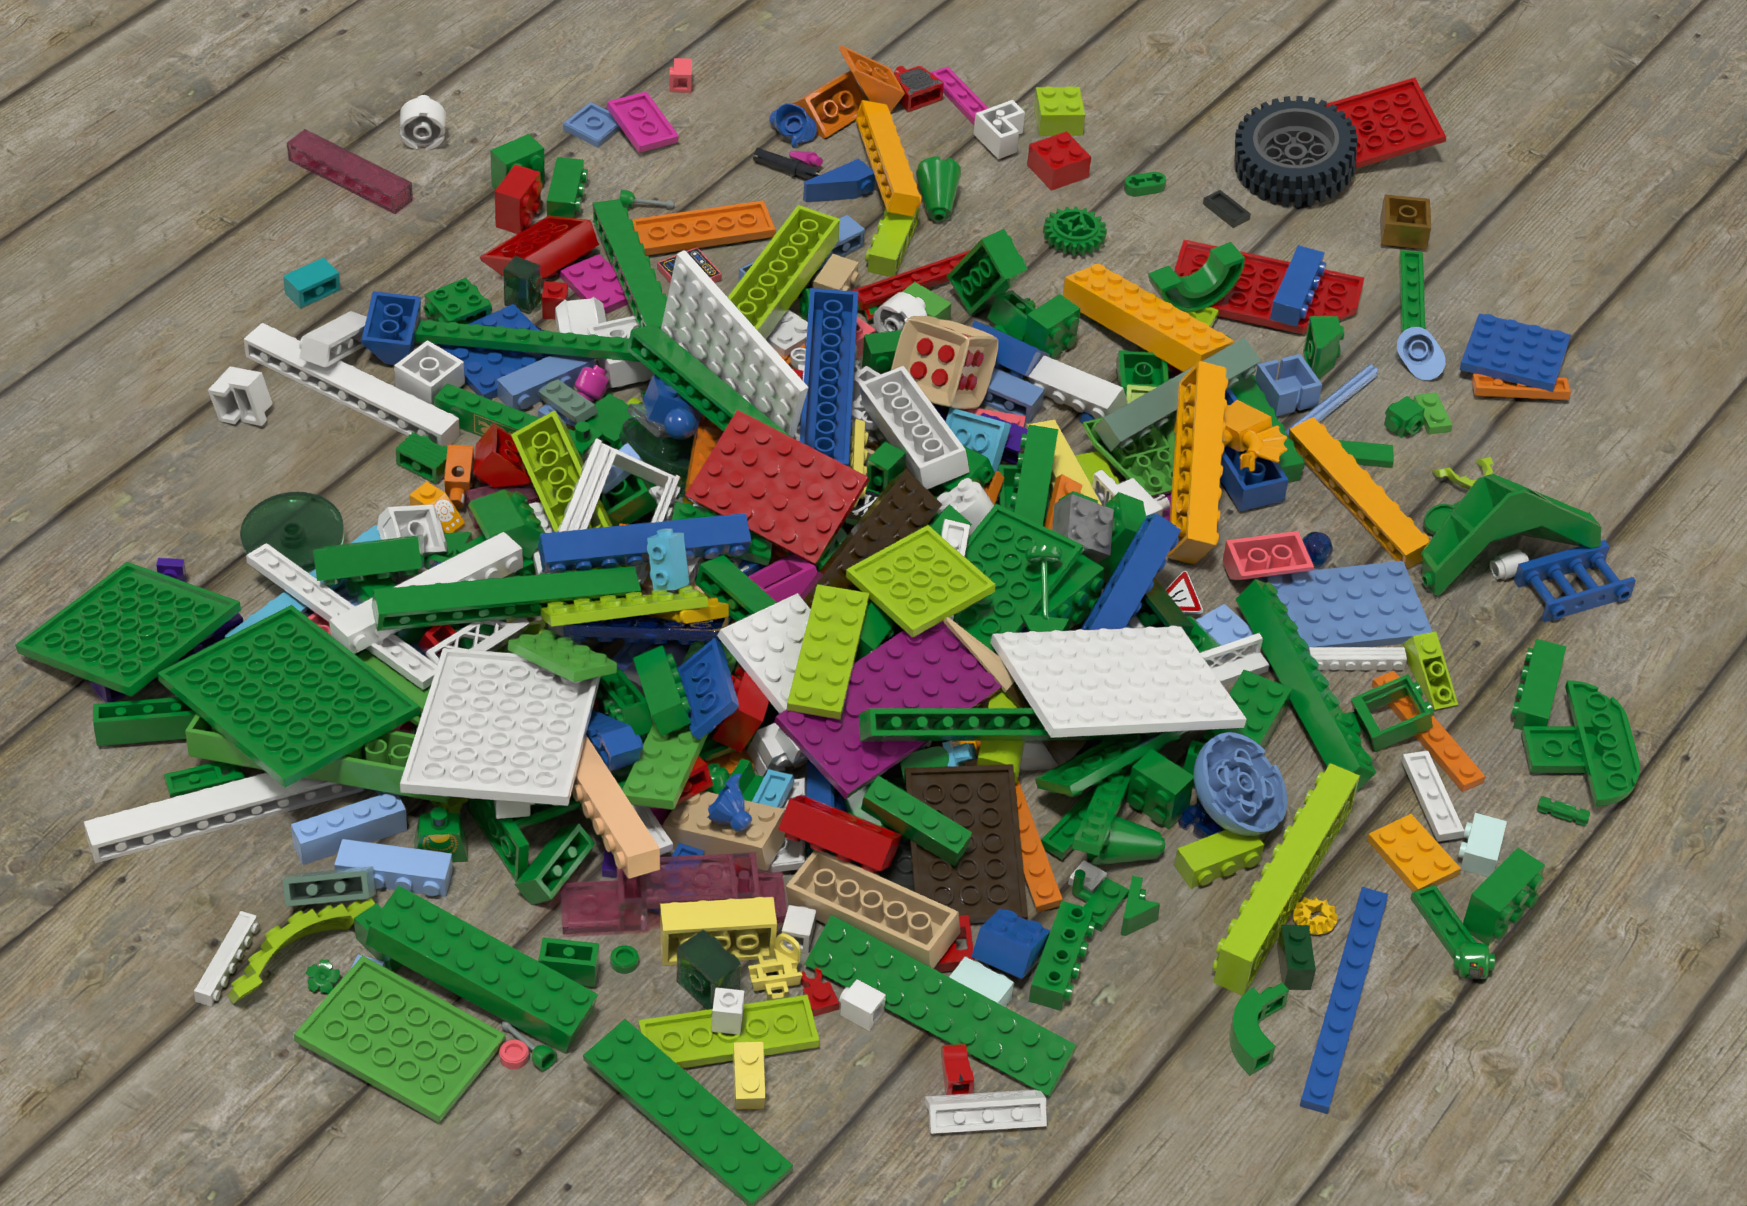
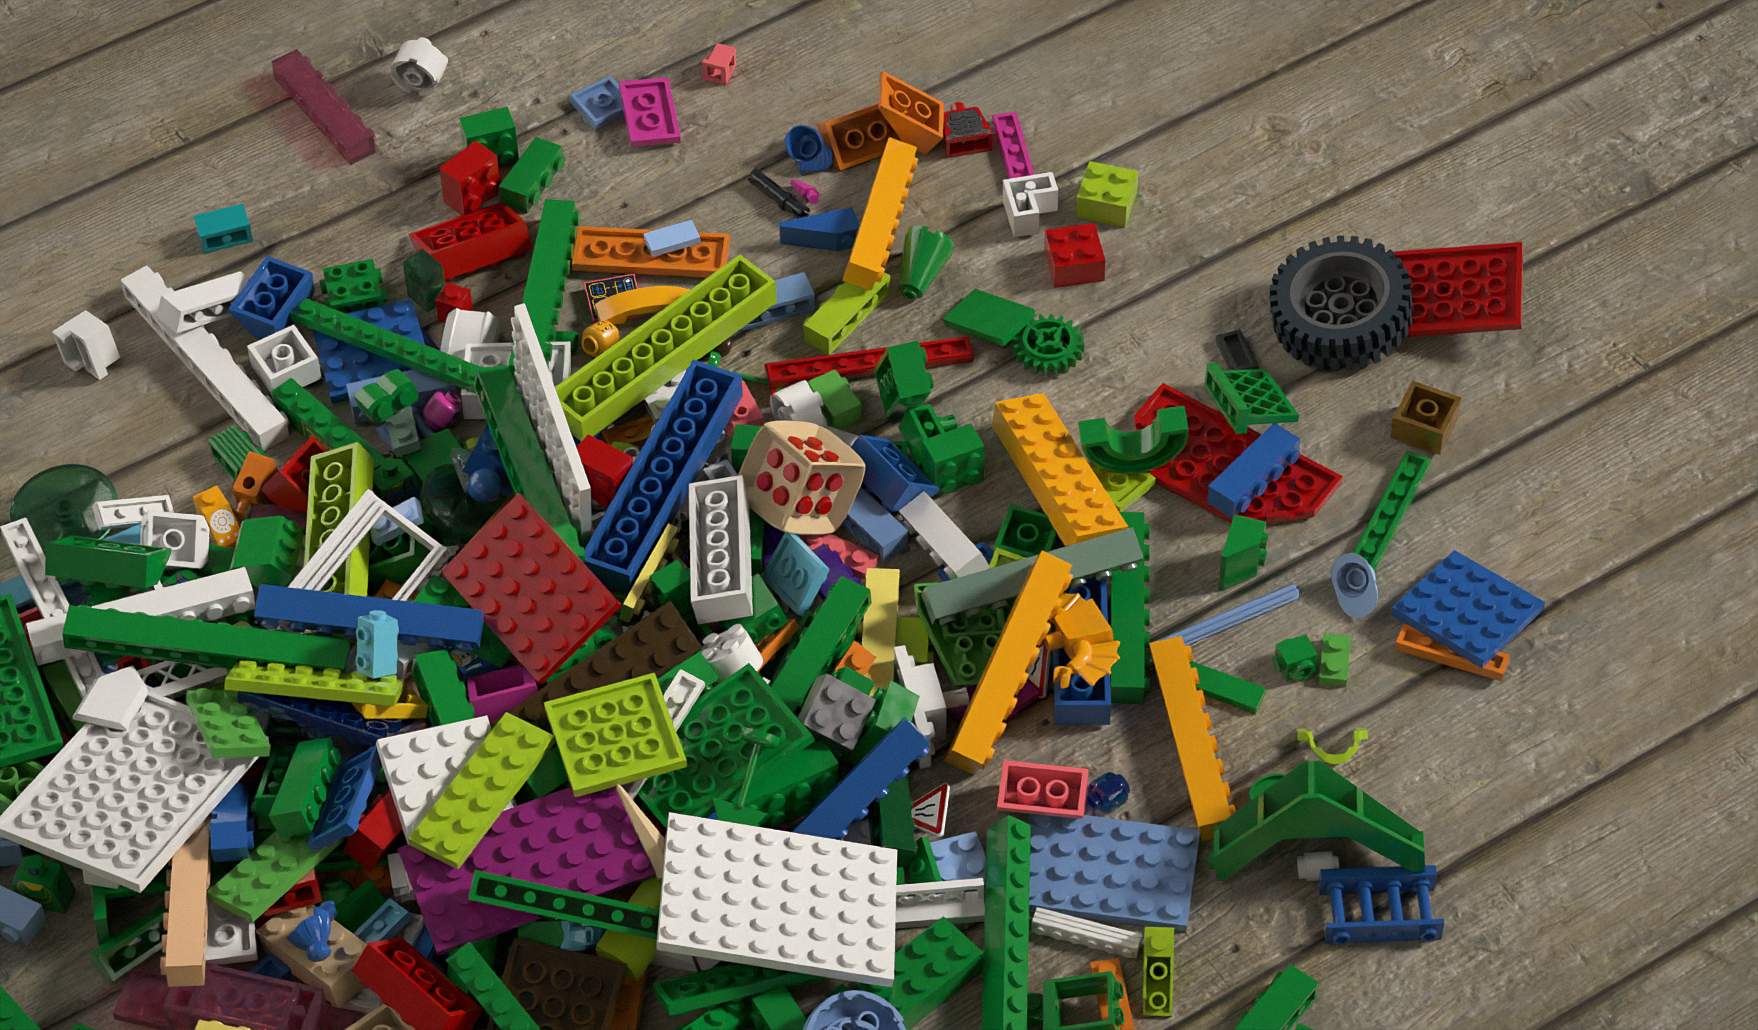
camera: 25 degrees right, 5 degrees up
(355, 520) = (128, 512): none -> white tile
(444, 663) = (113, 699): none -> white tile
(545, 377) = (387, 395): none -> green brick
(595, 279) = (504, 289): dark pink plate -> none
(628, 200) = (590, 200): hinge -> none
(718, 212) = (672, 238): none -> light blue tile
(727, 261) = (637, 301): none -> light orange slope
(838, 274) = (755, 347): tan brick -> none
(1016, 219) = (989, 317): none -> green tile
(1145, 184) = (1160, 303): green beam -> none
(1259, 234) = (1233, 403): none -> green fence
(1294, 386) = (1184, 595): medium blue piece -> none

